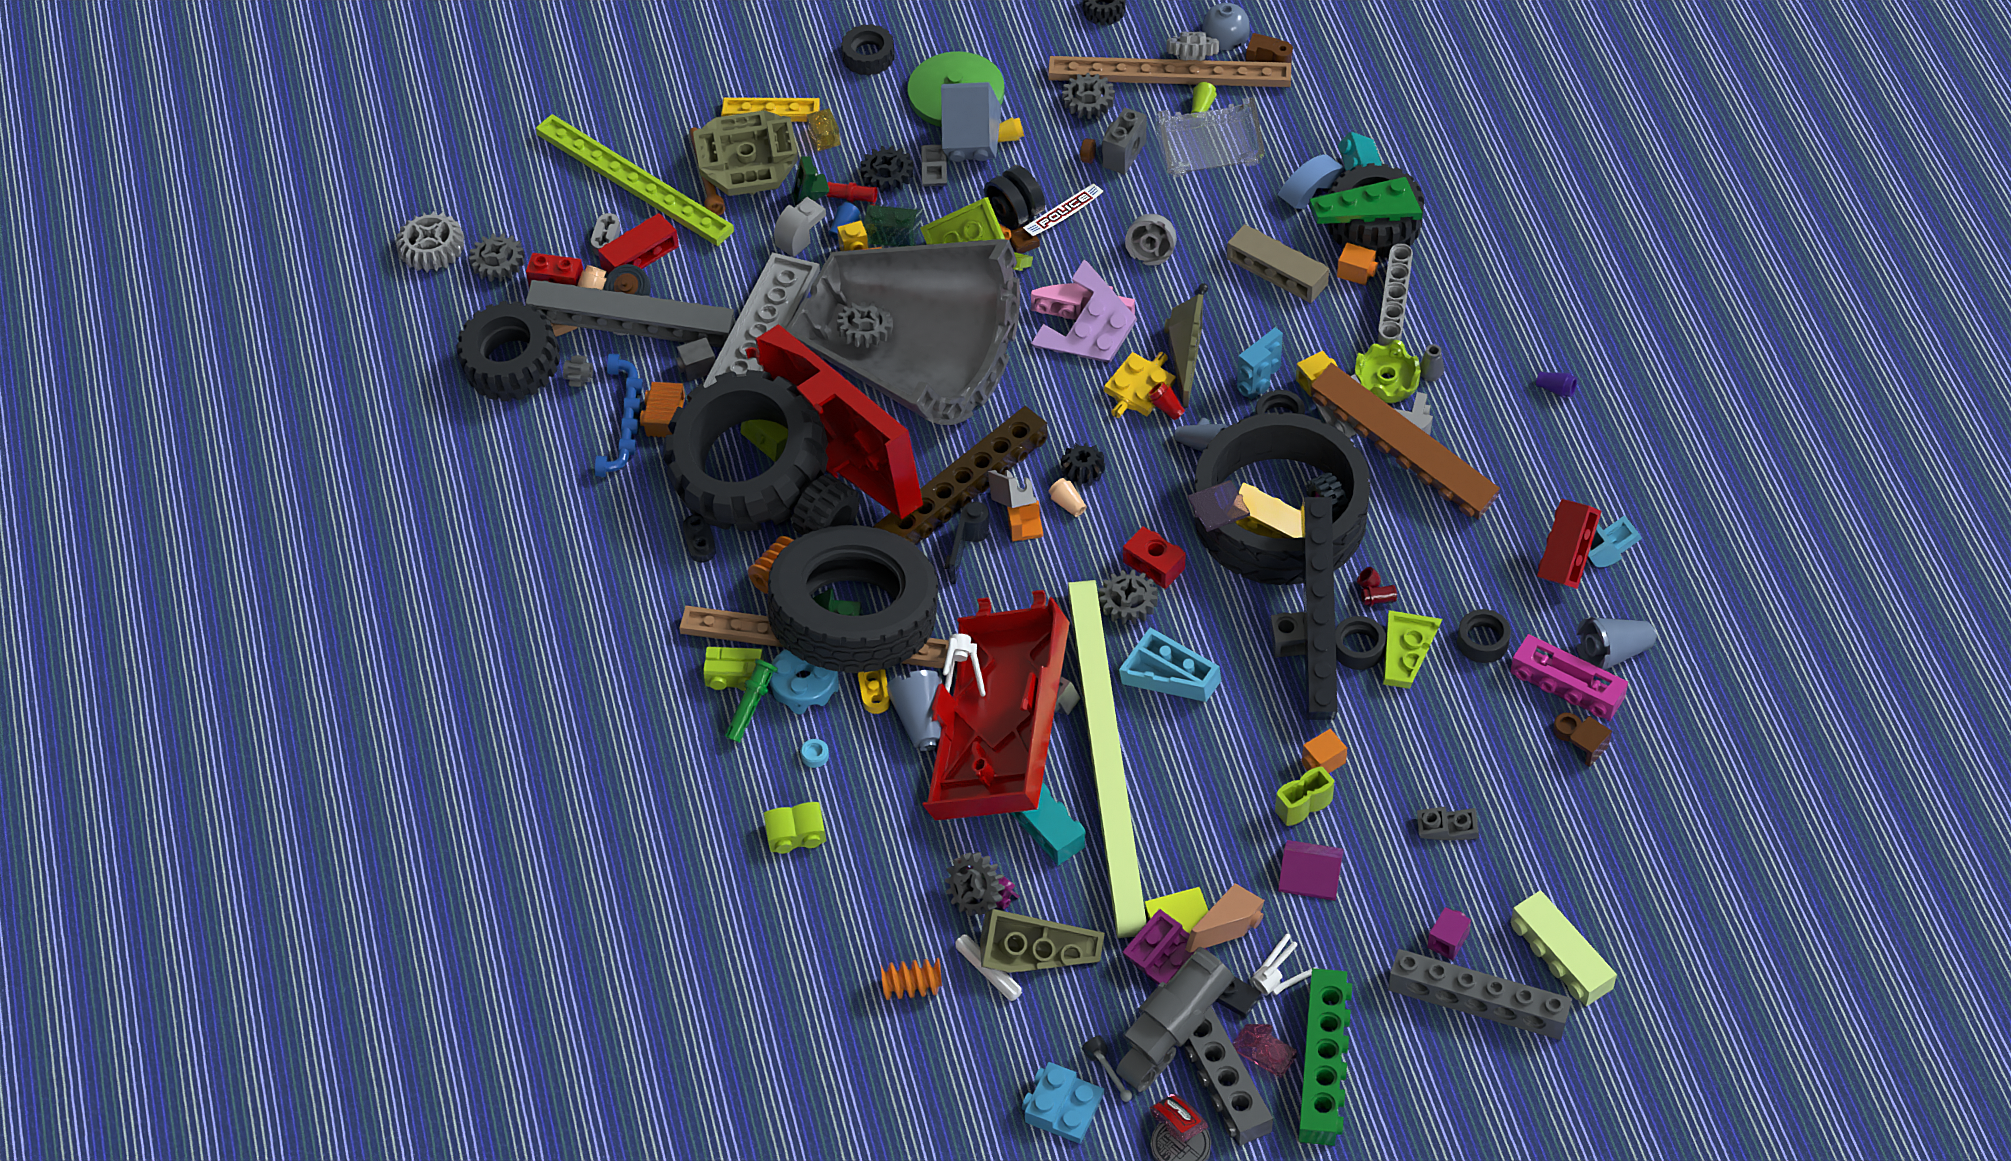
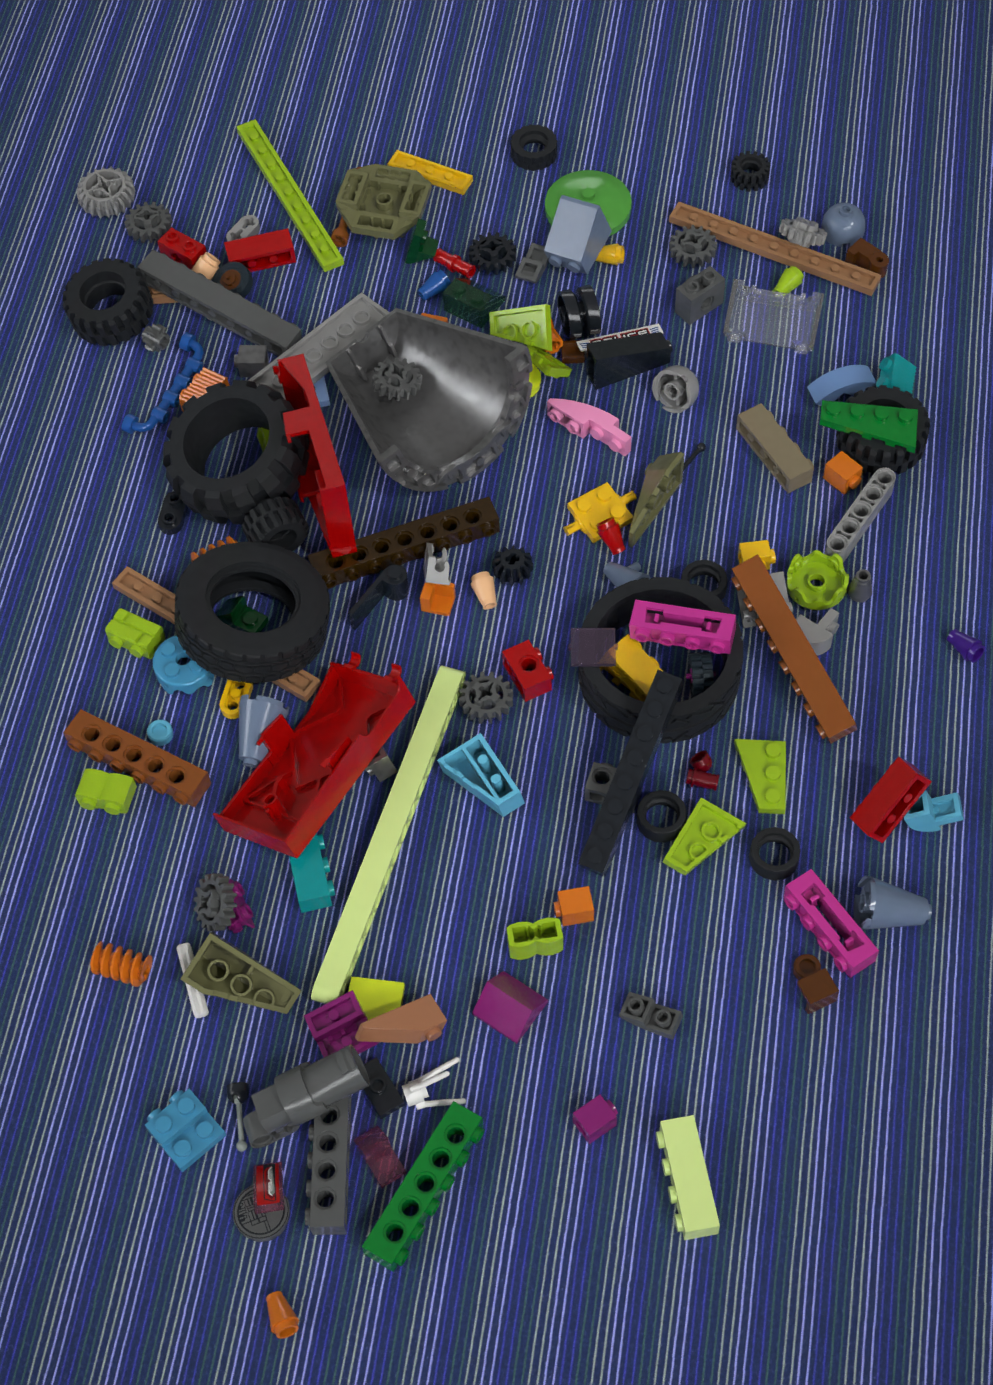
camera: 25 degrees right, 5 degrees up
(755, 688) = (136, 658): green pin -> none
(793, 226) = (388, 275): light grey brick -> none
(797, 775) = (87, 726): none -> dark orange brick
(823, 129) = (460, 202): clear yellow brick -> none
(852, 237) = (431, 301): yellow brick -> none
(958, 650) = (316, 688): white plant -> none
(1083, 226) = (625, 357): none -> black slope
(1088, 151) = (666, 294): reddish brown tile -> none
(1098, 328) = (590, 450): lavender wing -> none
(1258, 364) = (707, 530): dark azure plate -> none
(1296, 455) = (682, 627): none -> dark pink brick
(1434, 566) = (766, 772): none -> lime wing
(1479, 994) = (590, 1189): dark grey brick -> none

